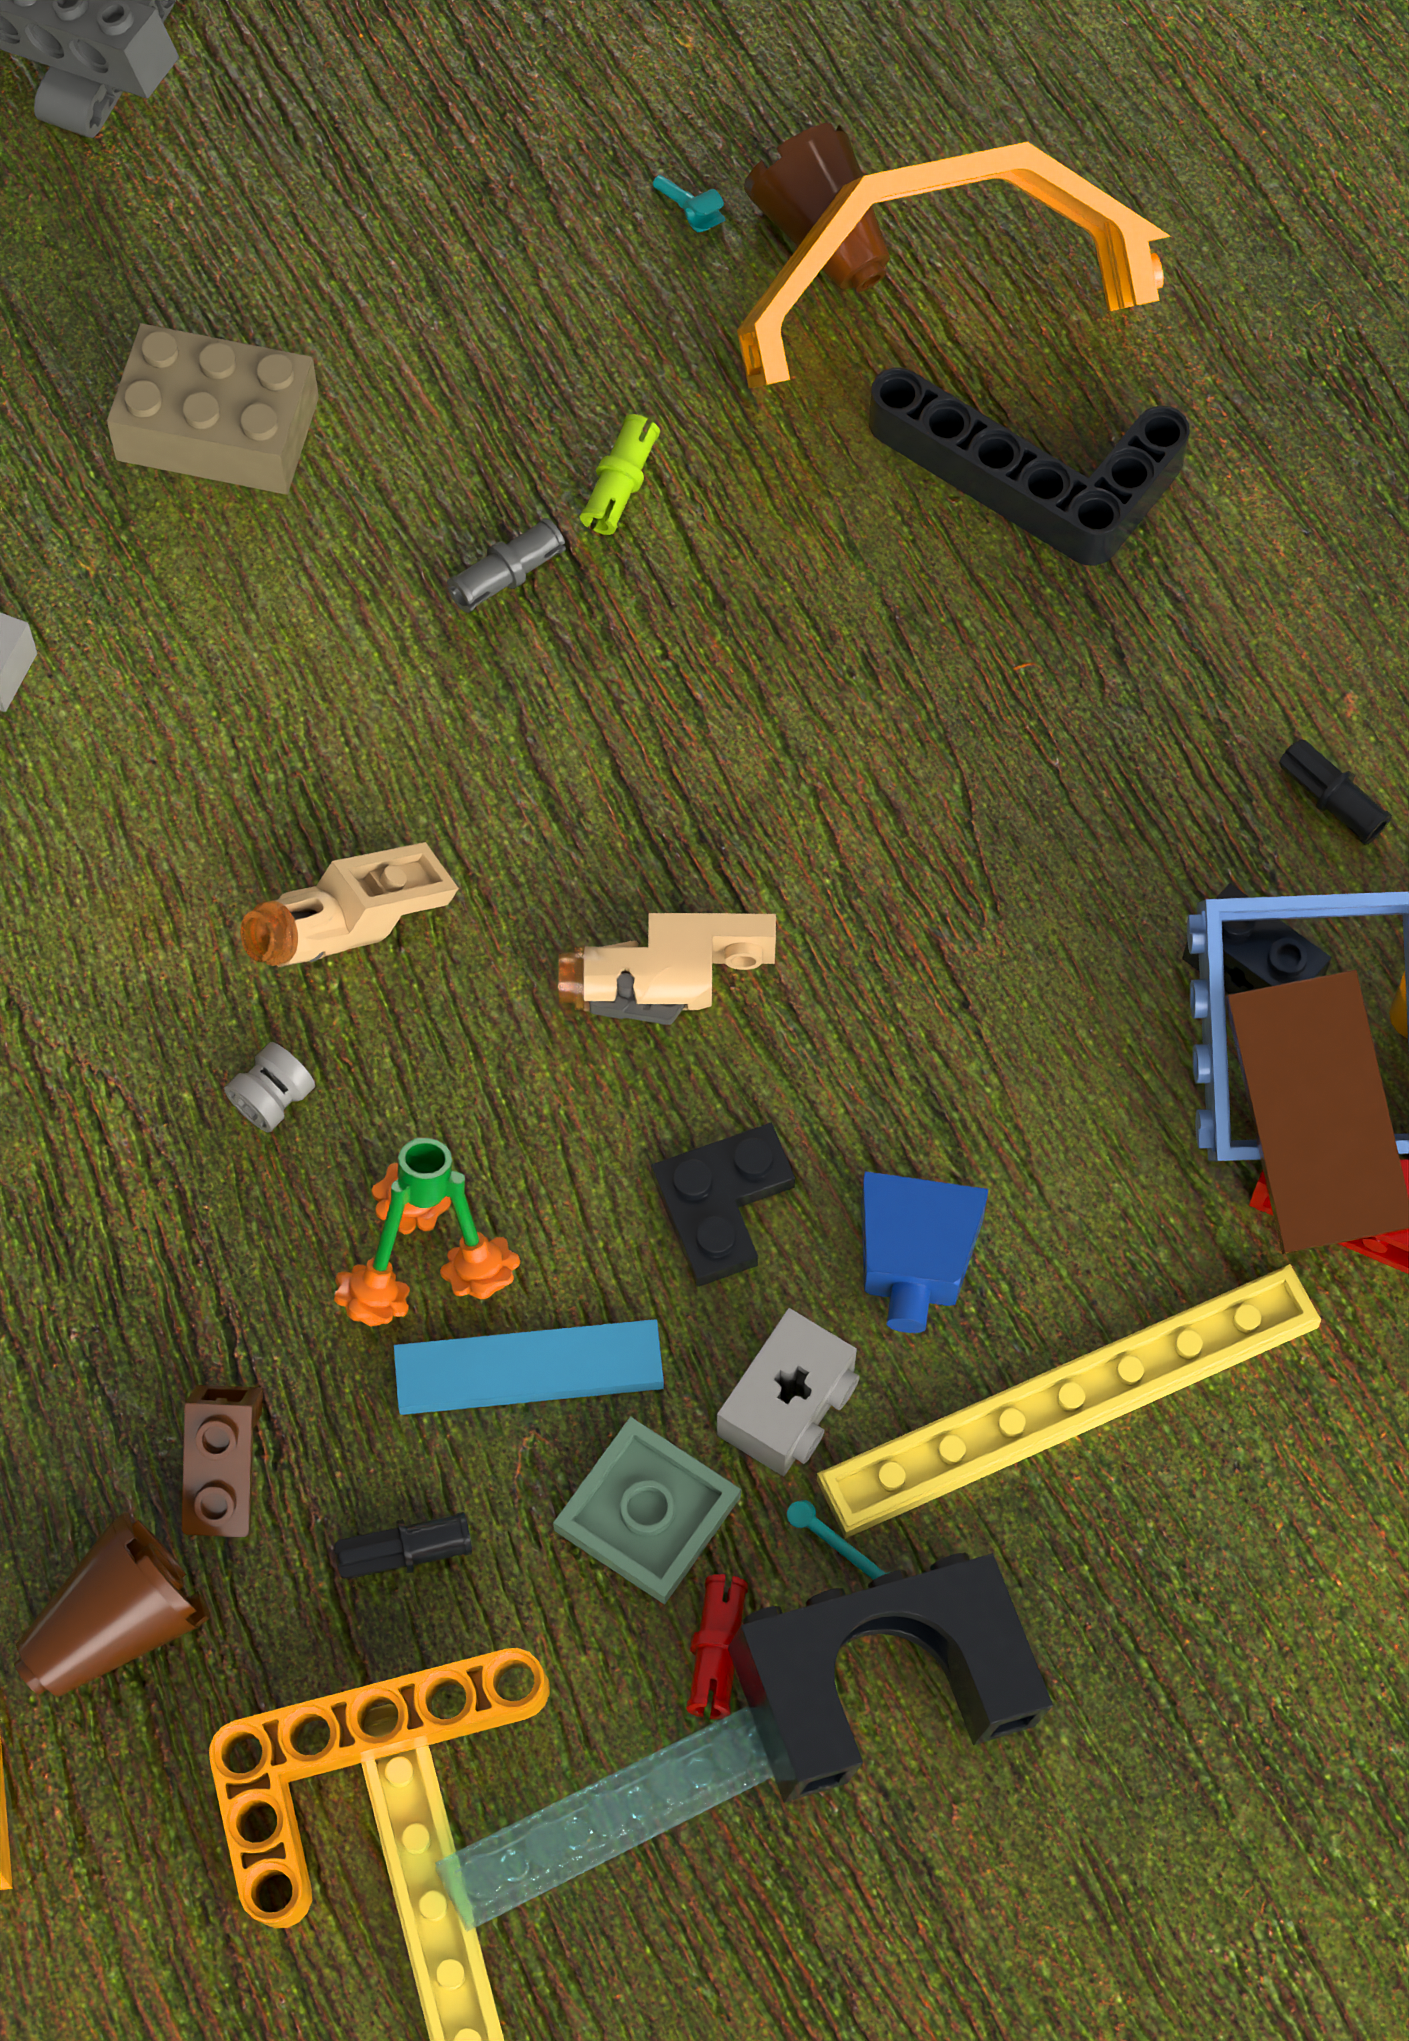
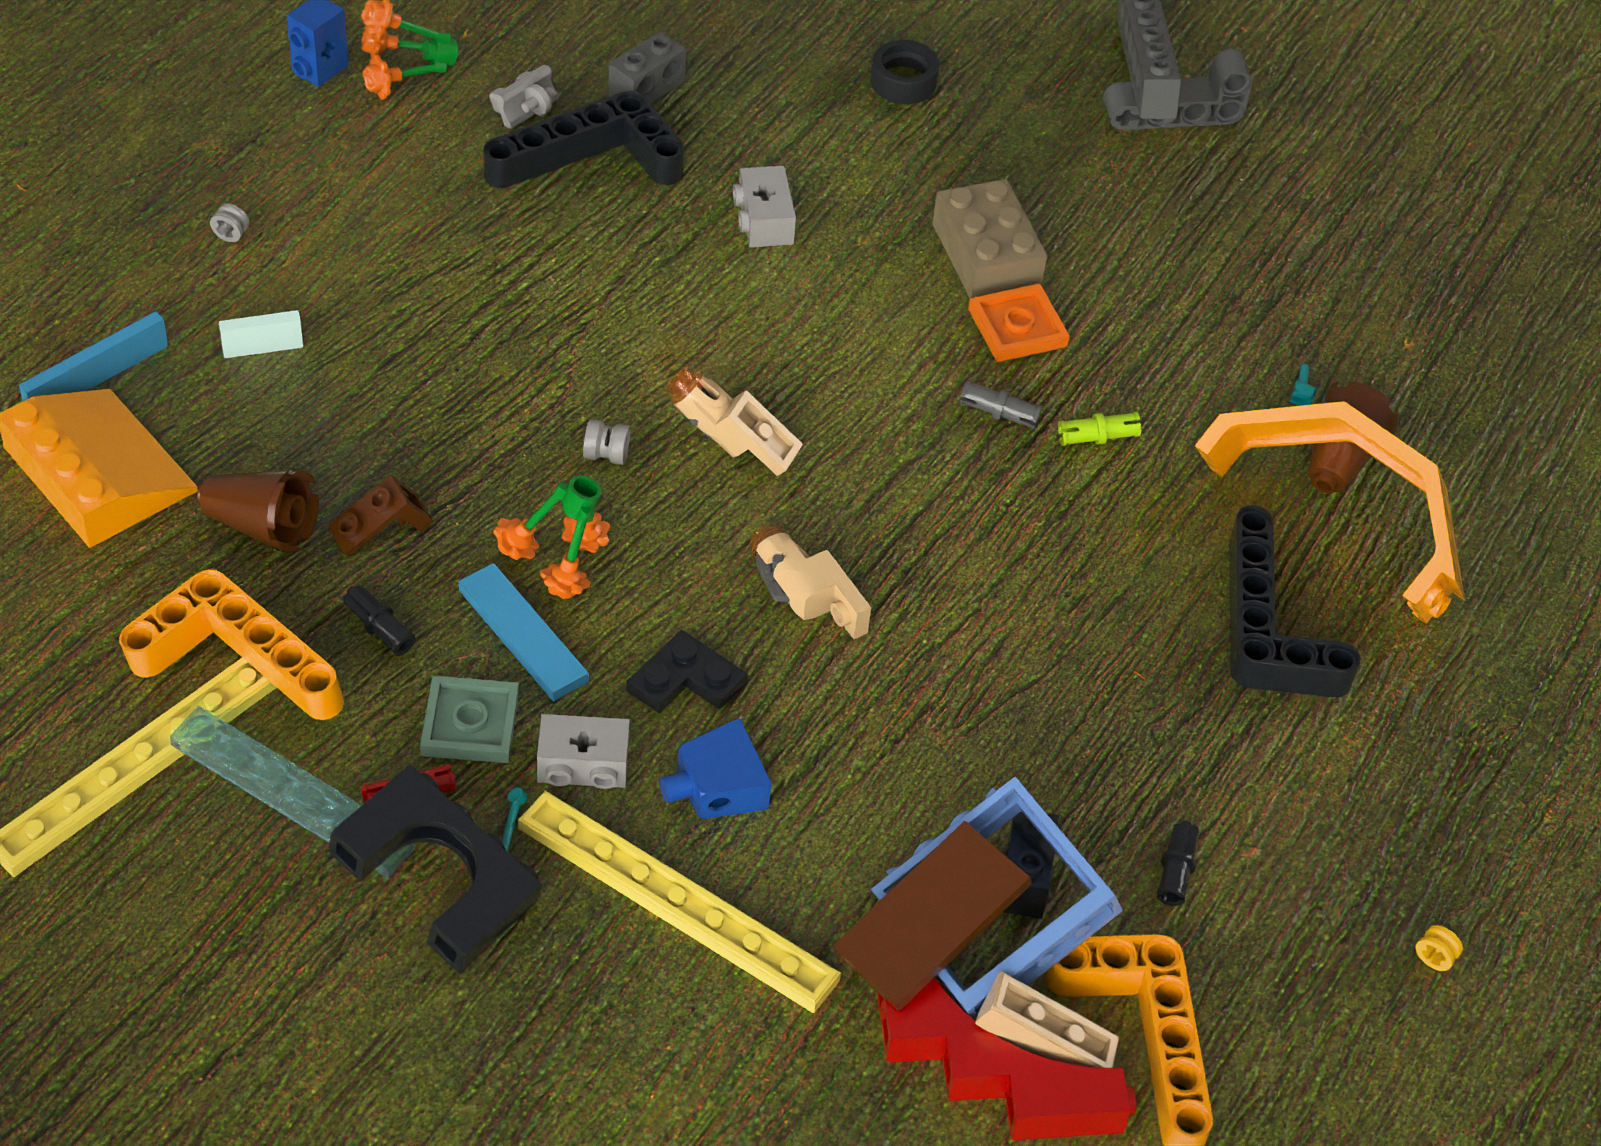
camera: 55 degrees right, 15 degrees down
(378, 460) = (1018, 322): none -> orange plate

